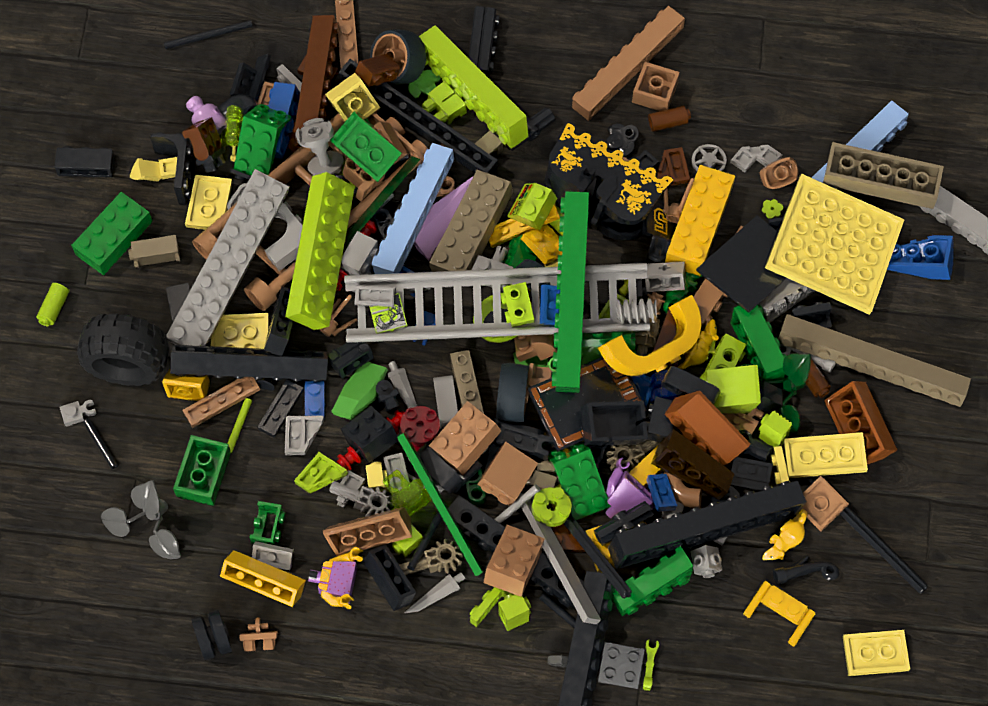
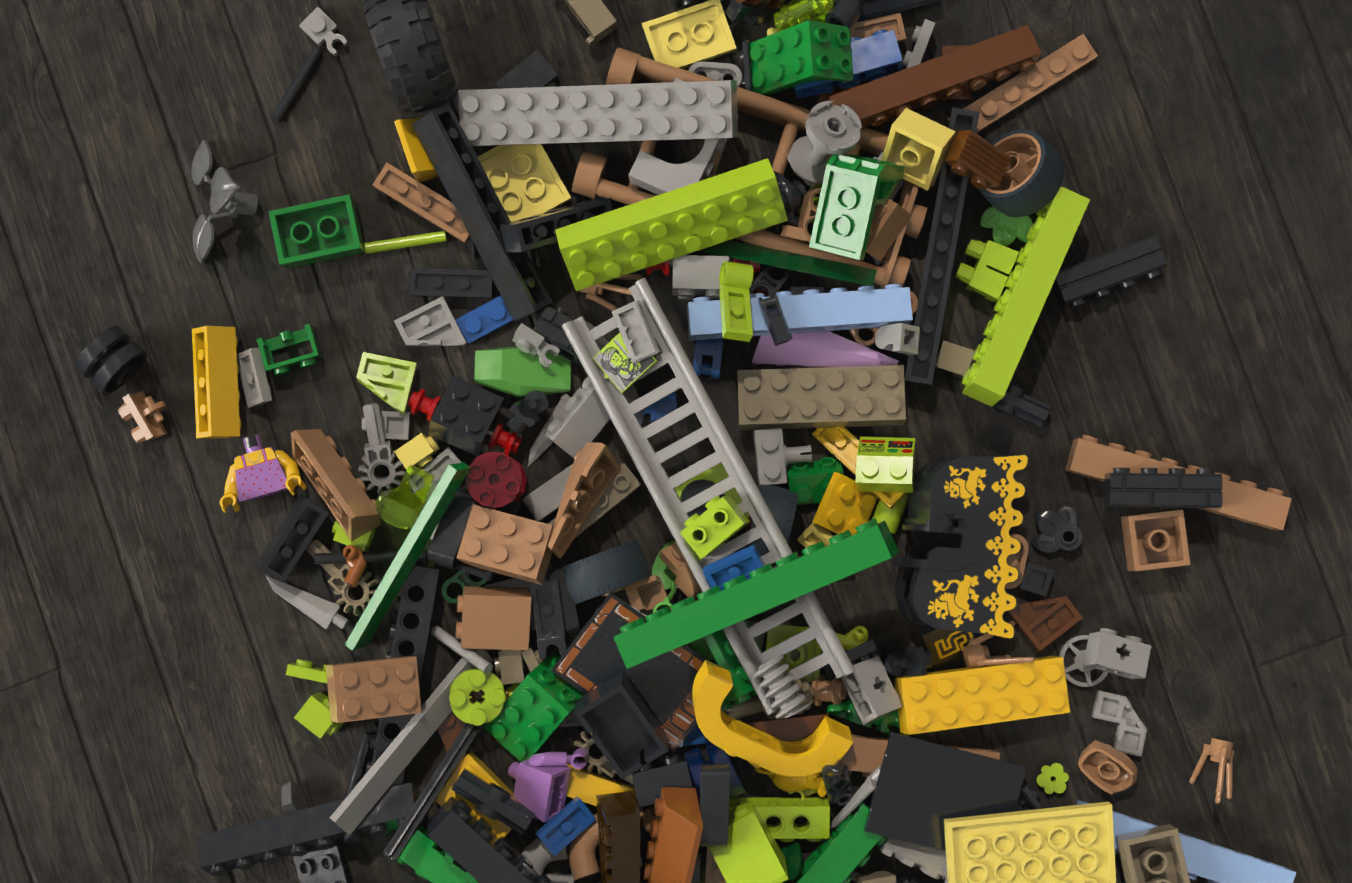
camera: 60 degrees right, 20 degrees up
(345, 373) = (532, 342): none -> light grey plate
(376, 232) = (735, 304): none -> lime plate
(408, 367) = (580, 420): none -> light grey brick
(413, 219) = (776, 323): none -> black bar
(427, 541) = (356, 563): none -> dark orange arm
(448, 372) = (587, 482): none -> medium nougat wedge
(459, 164) = (898, 338): none -> light grey leg
(627, 66) = (1163, 490): none -> black brick
(669, 118) = (1118, 579): reddish brown brick -> none
(711, 319) = (839, 782): none -> black piece
(714, 137) = (1128, 662): none -> light grey brick
(725, 308) = (866, 788): none -> light grey bar
(801, 111) = (1220, 752): none -> medium nougat plant

